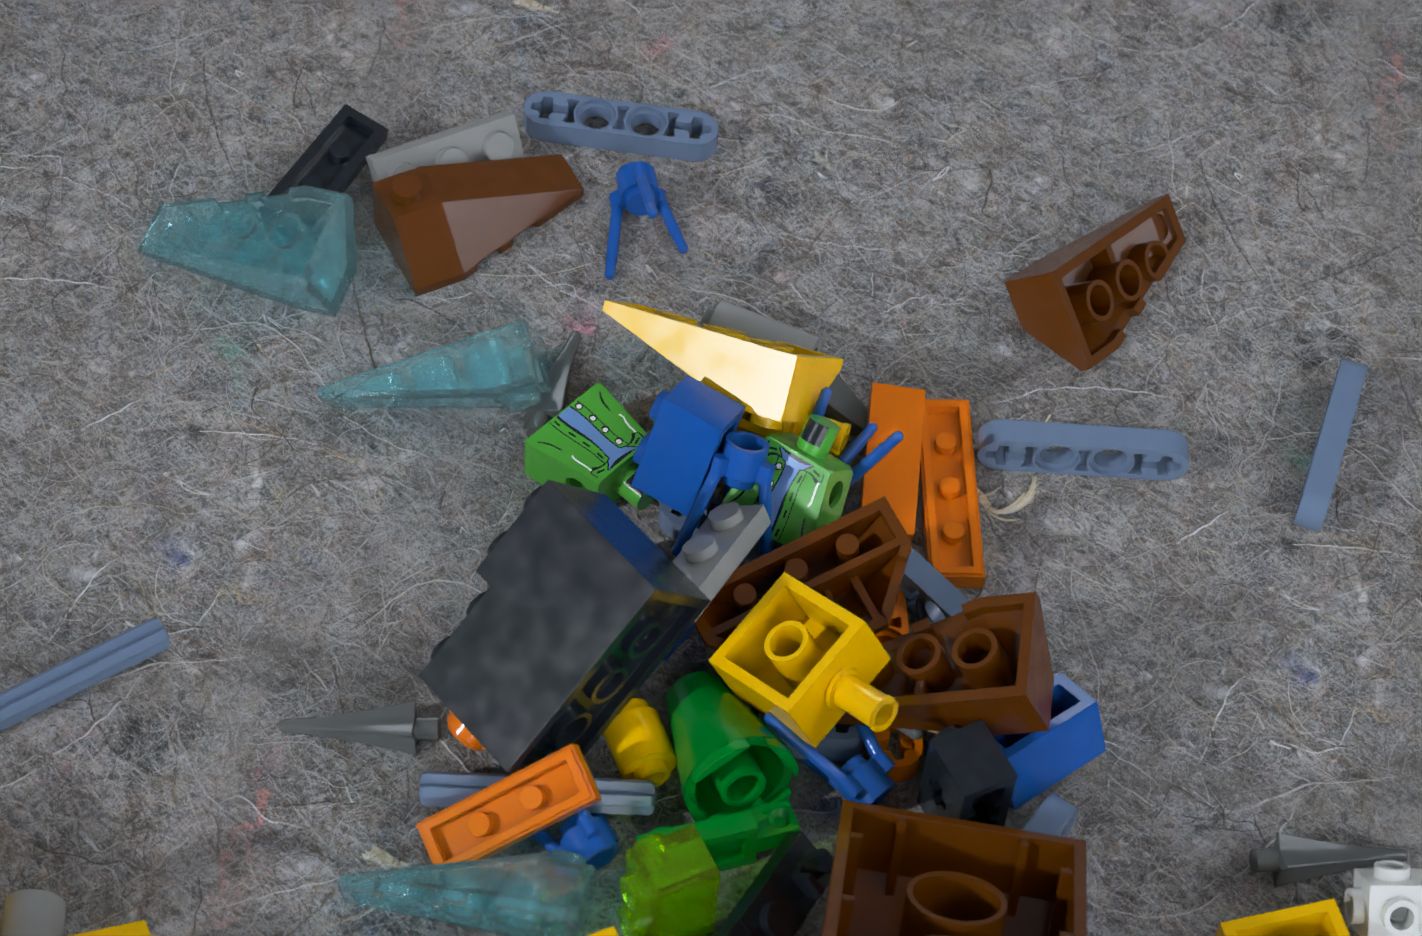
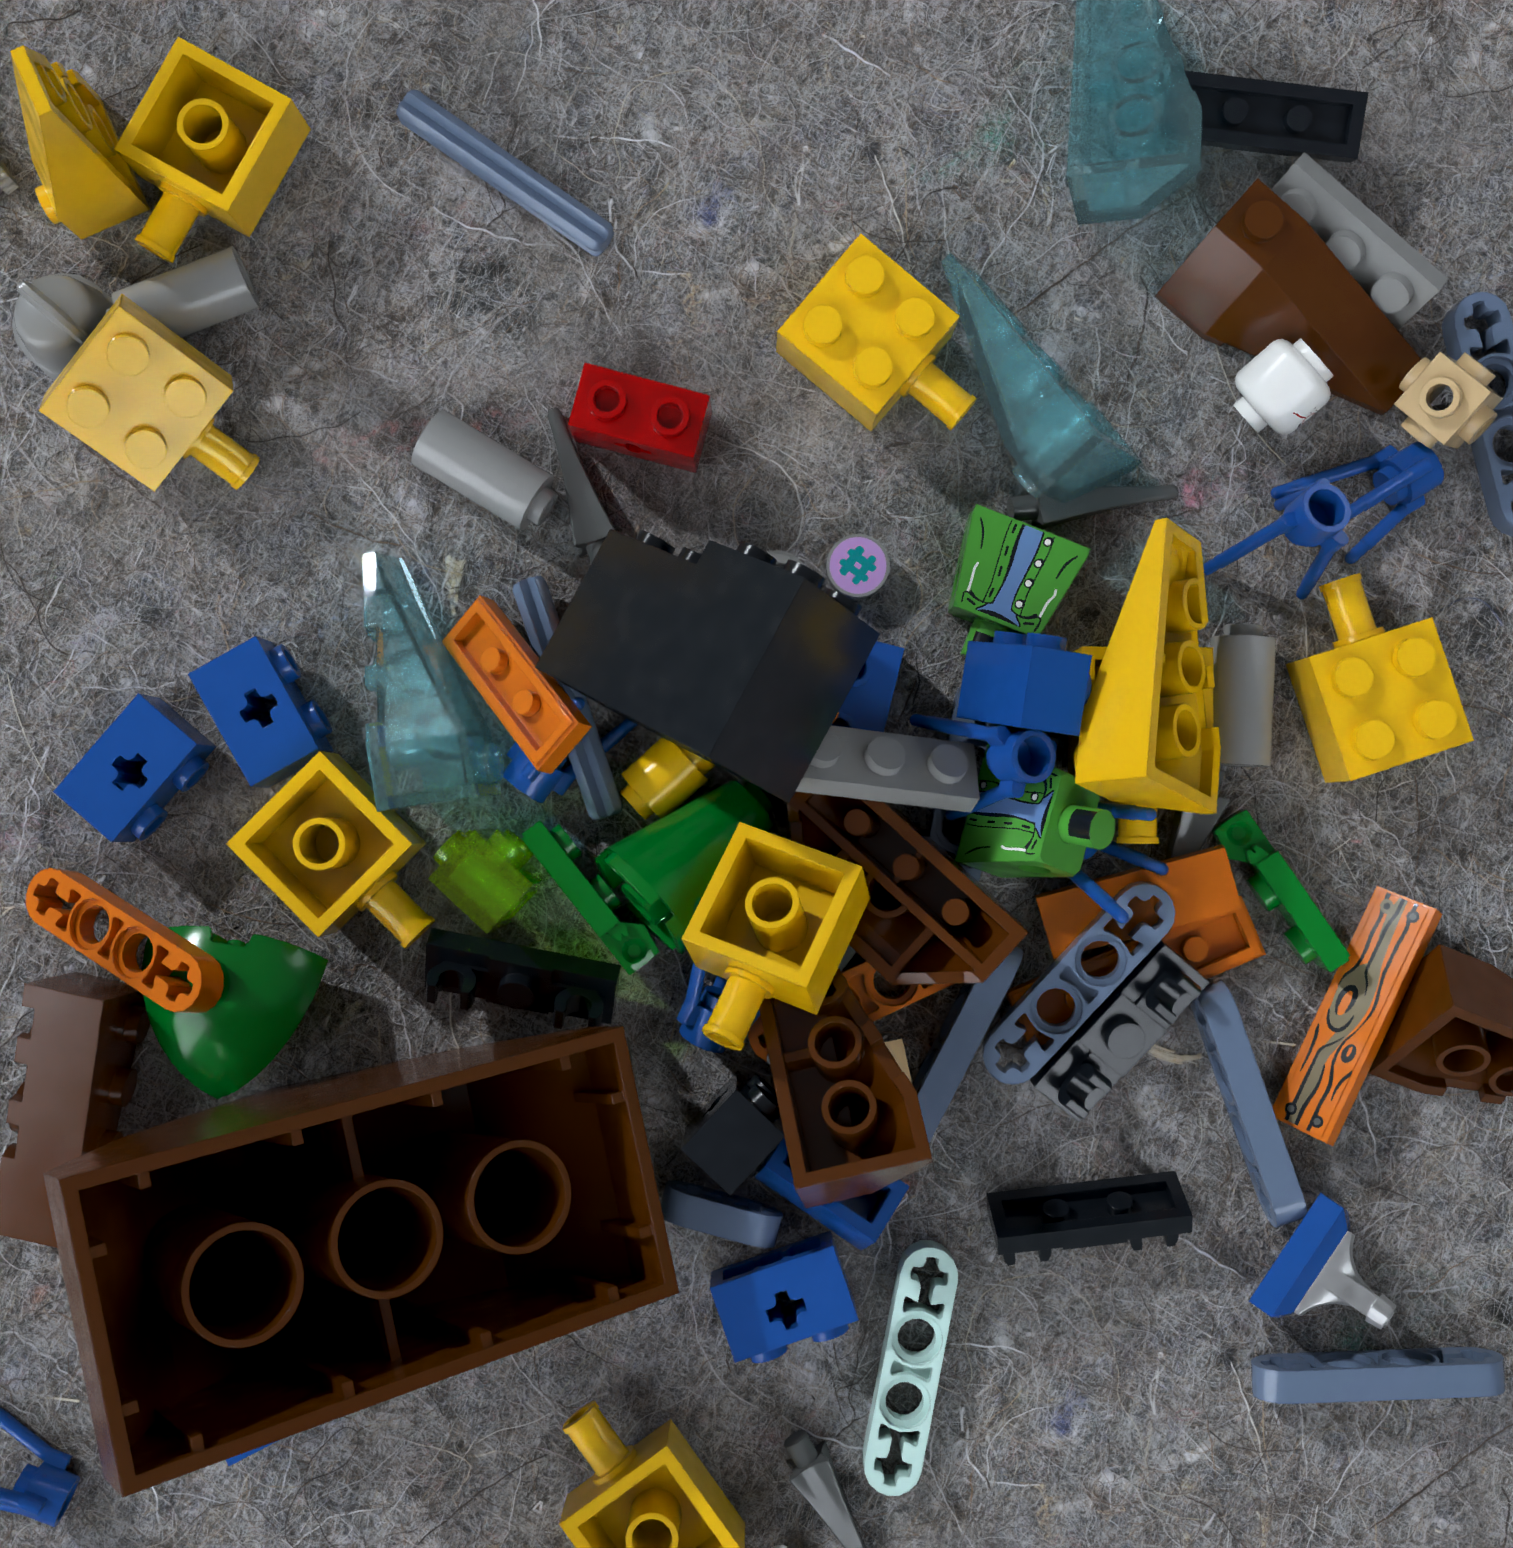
camera: 70 degrees right, 35 degrees up
(309, 783) = (484, 471): none -> light grey brick
(329, 649) = (640, 417): none -> red brick
(354, 470) = (874, 338): none -> yellow brick
(533, 232) = (1282, 386): none -> white head
(602, 156) = (1468, 413): none -> tan brick
(646, 232) = (1309, 520): none -> blue plant
(795, 259) = (1377, 692): none -> yellow brick
(928, 366) = (1278, 887): none -> green hinge
(945, 513) = (1086, 990): none -> sand blue beam
(991, 509) = (1119, 1031): none -> black plate
(1038, 357) = (1355, 1015): none -> orange tile
(1127, 820) = (809, 1274): none -> blue brick
(1134, 585) = (1088, 1214): none -> black plate
(1215, 765) = (915, 1367): none -> light aqua beam
(1234, 445) = (1320, 1270): none -> piece

